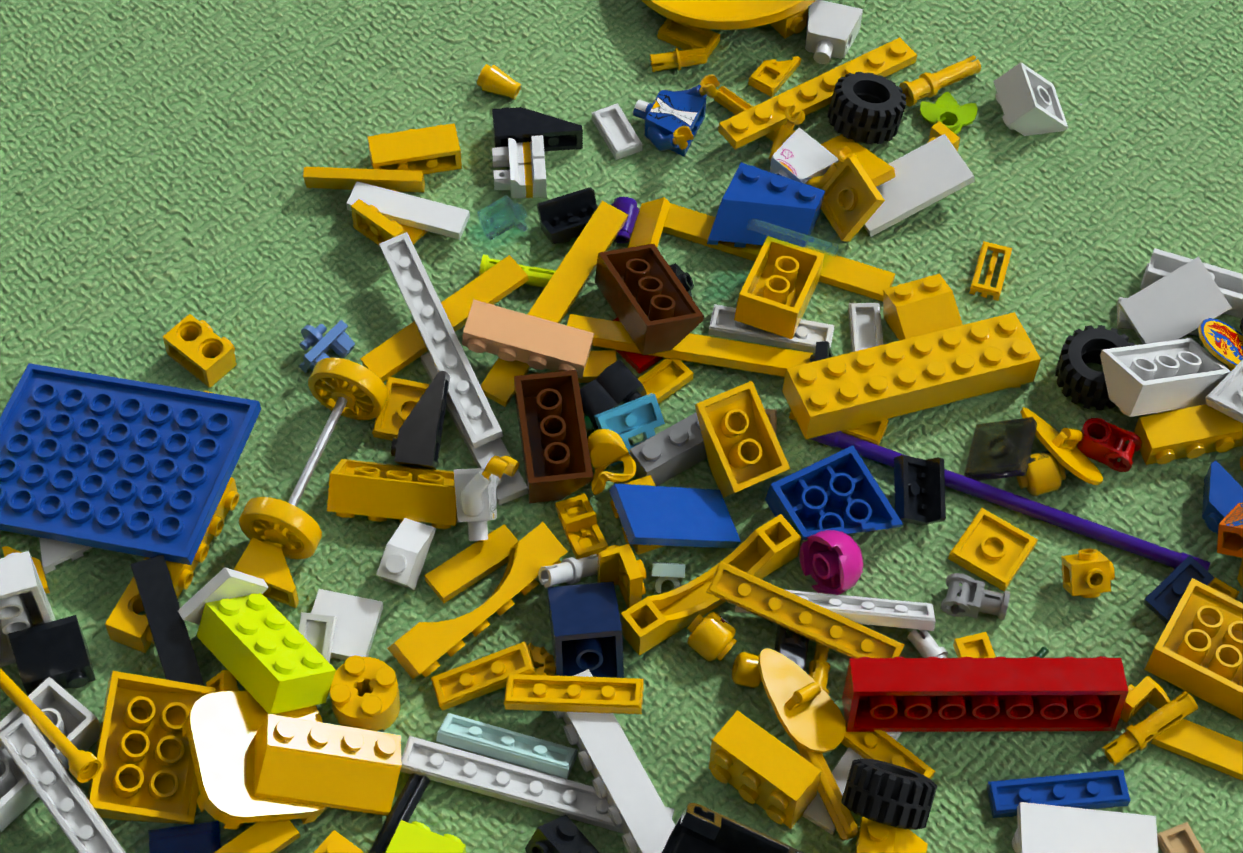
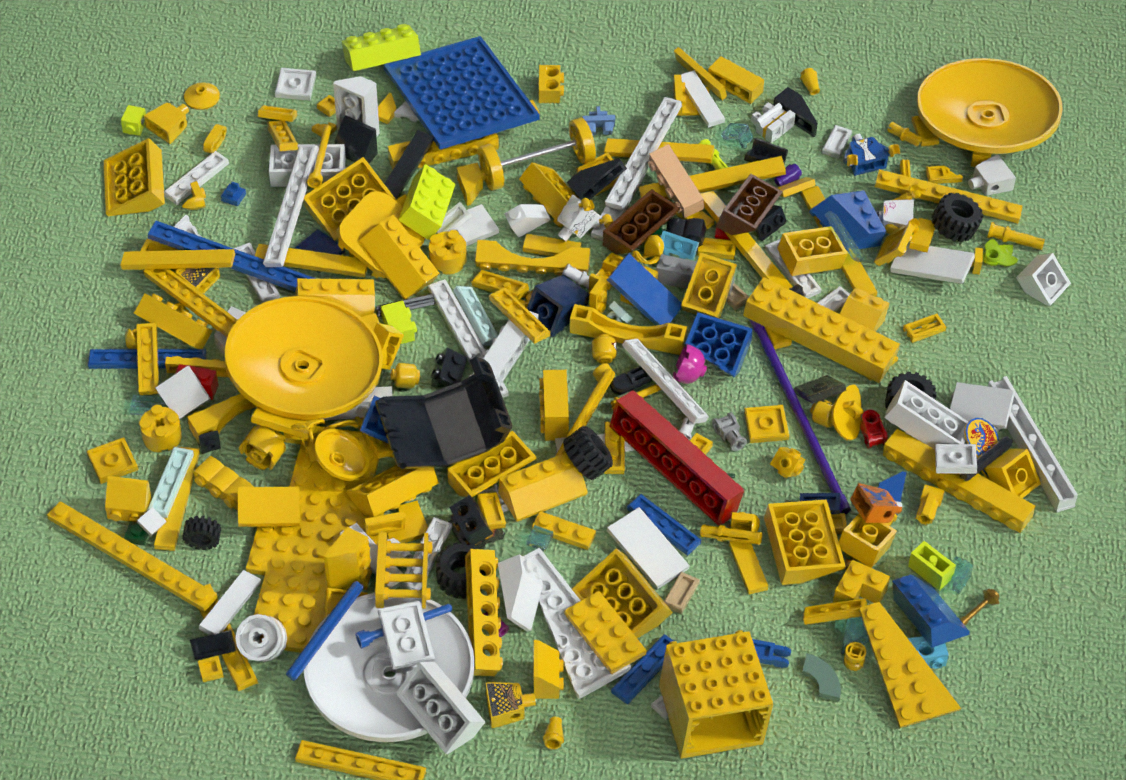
camera: 50 degrees right, 5 degrees down
(225, 584) = (441, 165): white tile -> none
(800, 615) = (643, 366): yellow tile -> none
(801, 704) = (600, 396): yellow shield -> none
(919, 490) = (760, 371): black bracket -> none

